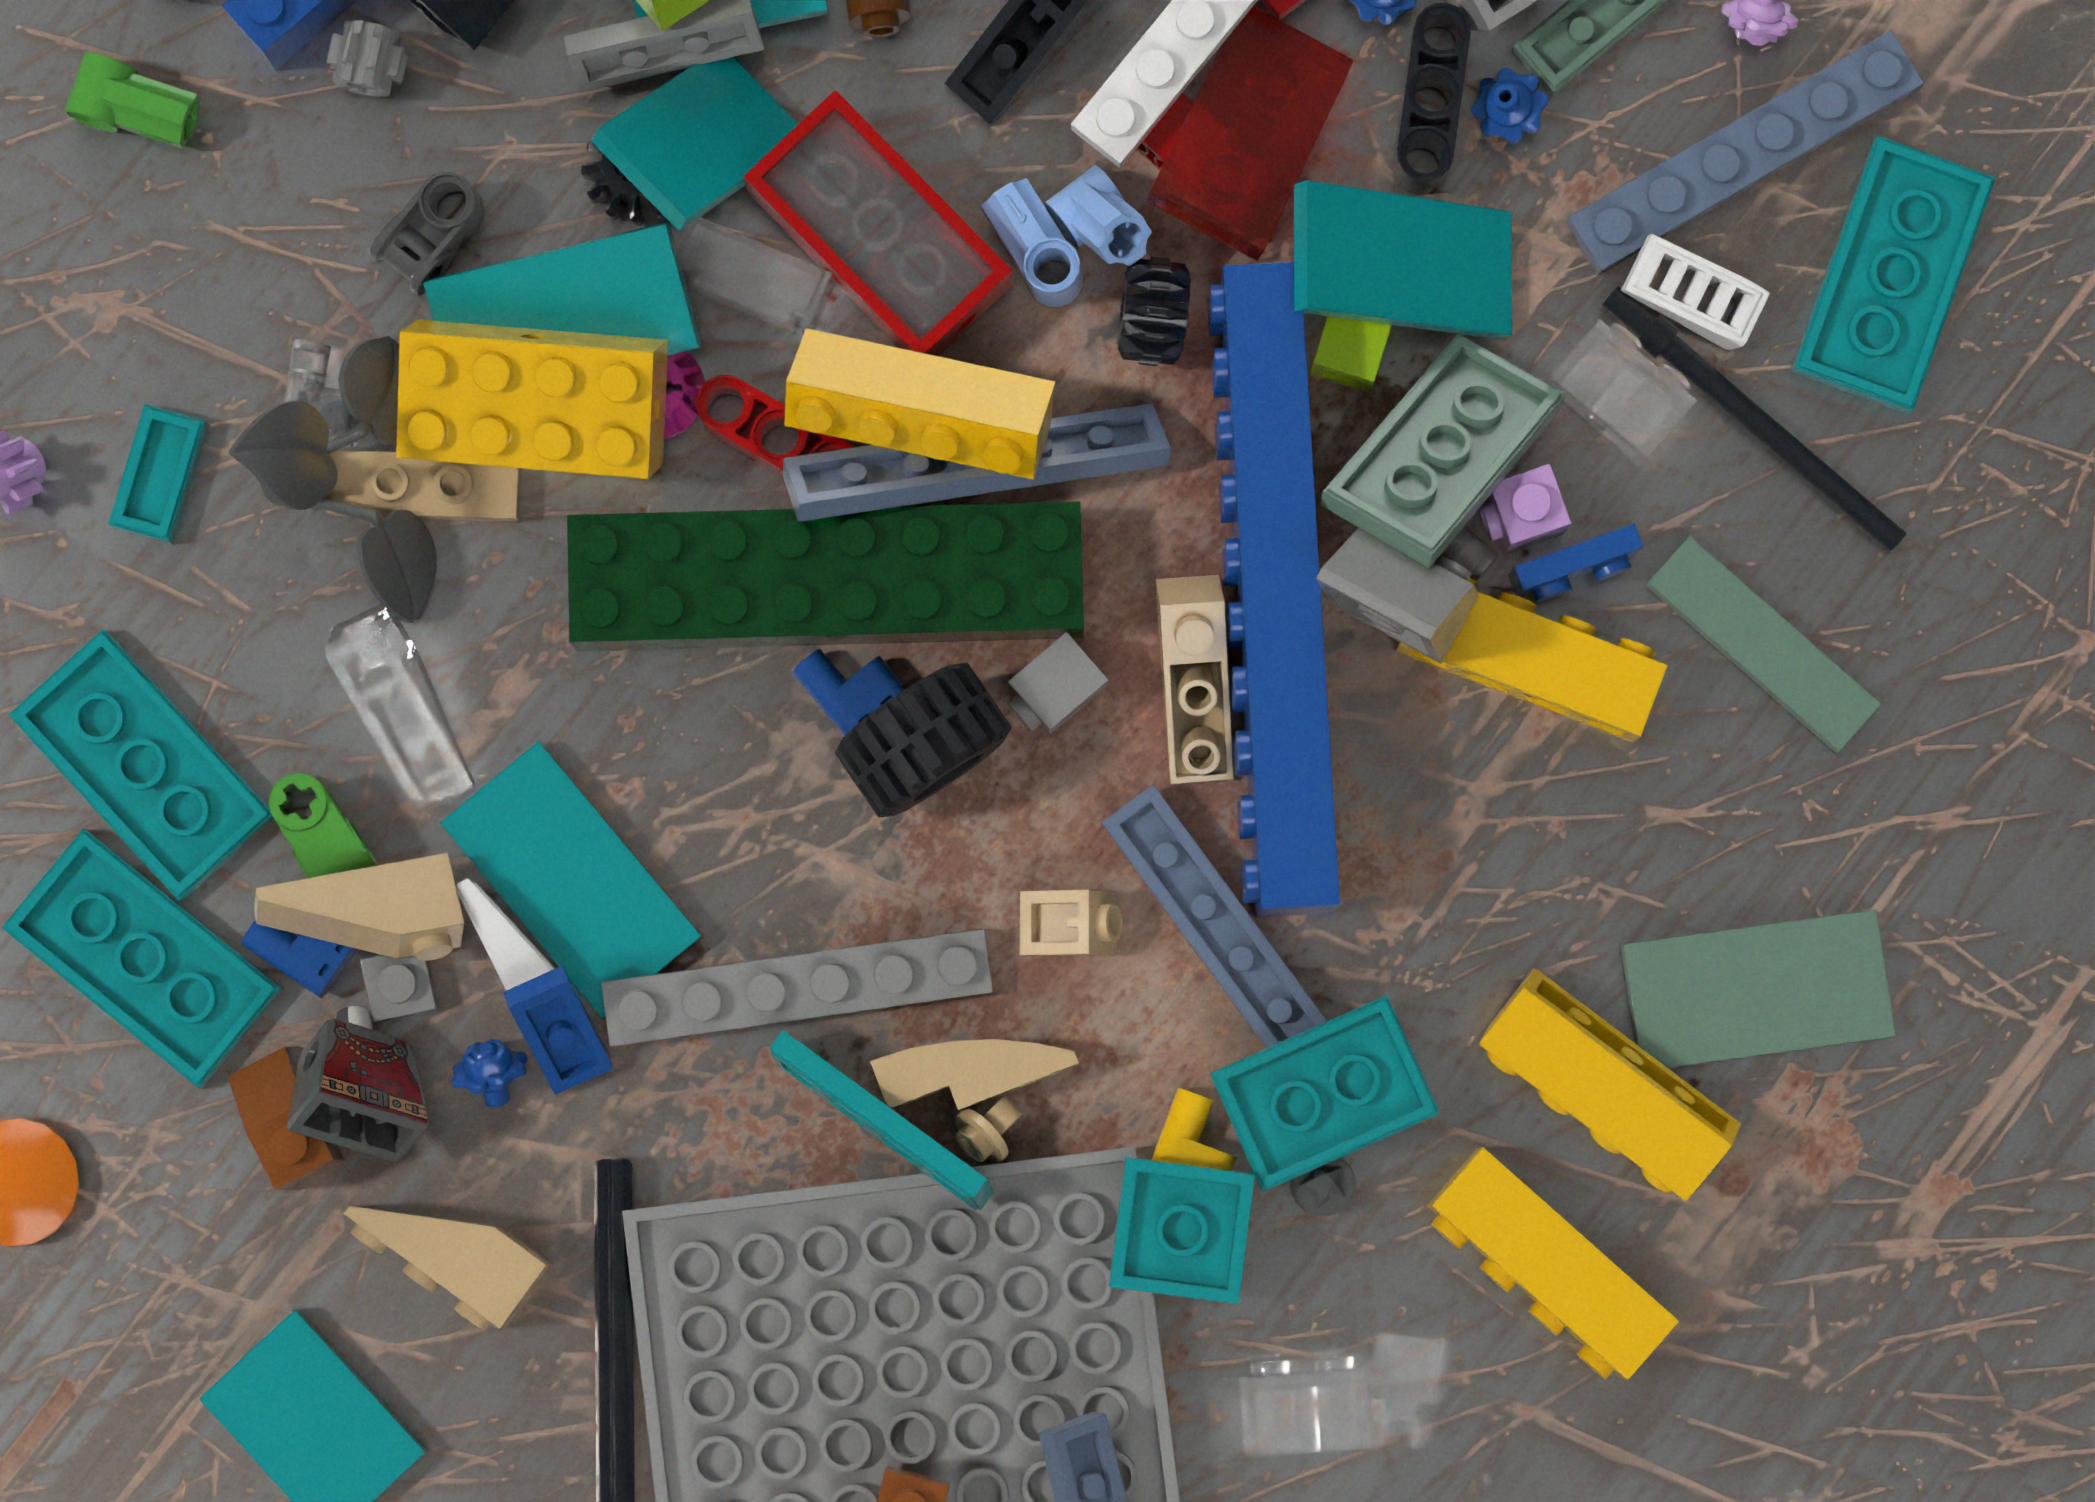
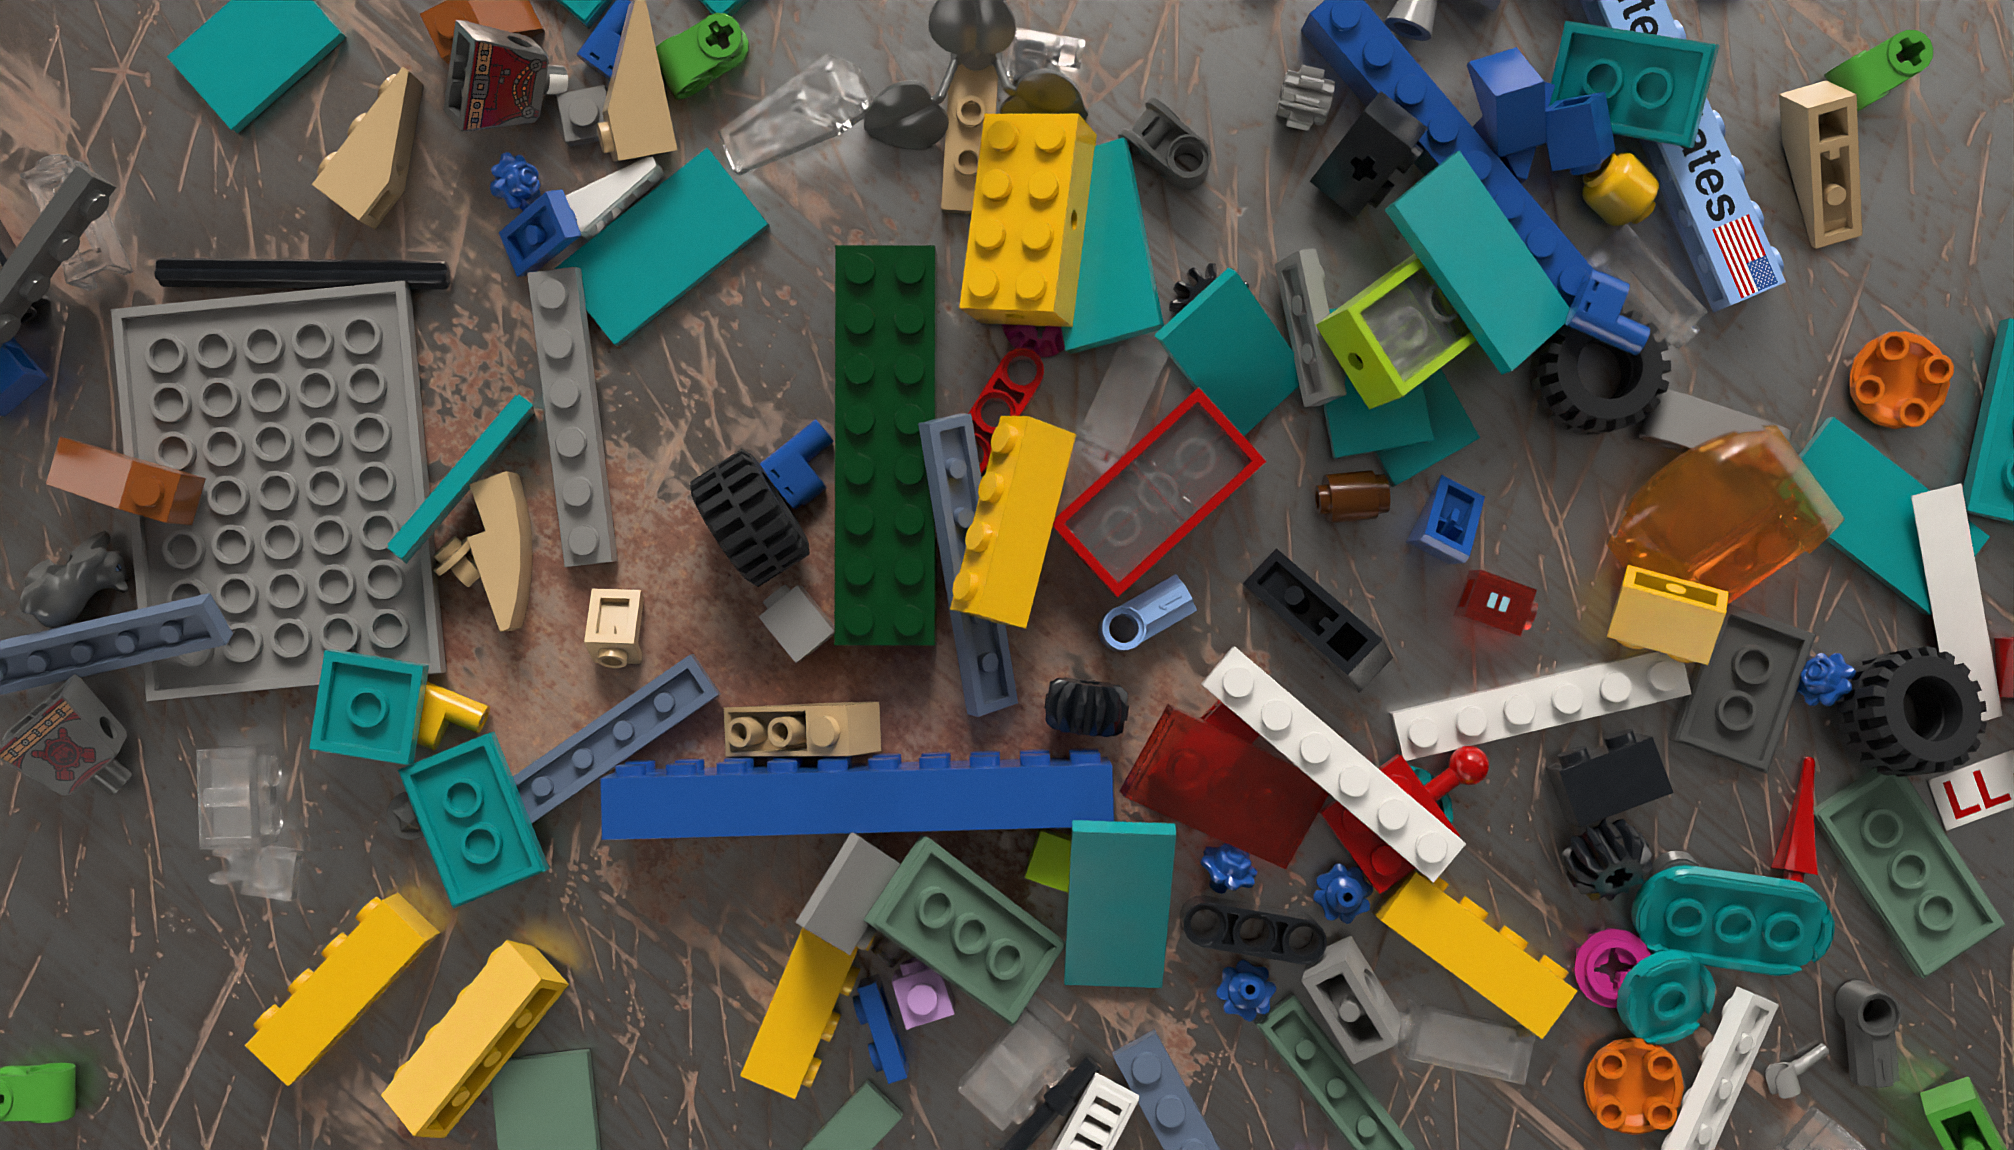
camera: 90 degrees right, 5 degrees up
(1096, 214) = (1163, 666): light blue piece -> none
(1354, 130) = (1228, 868): none -> blue plant

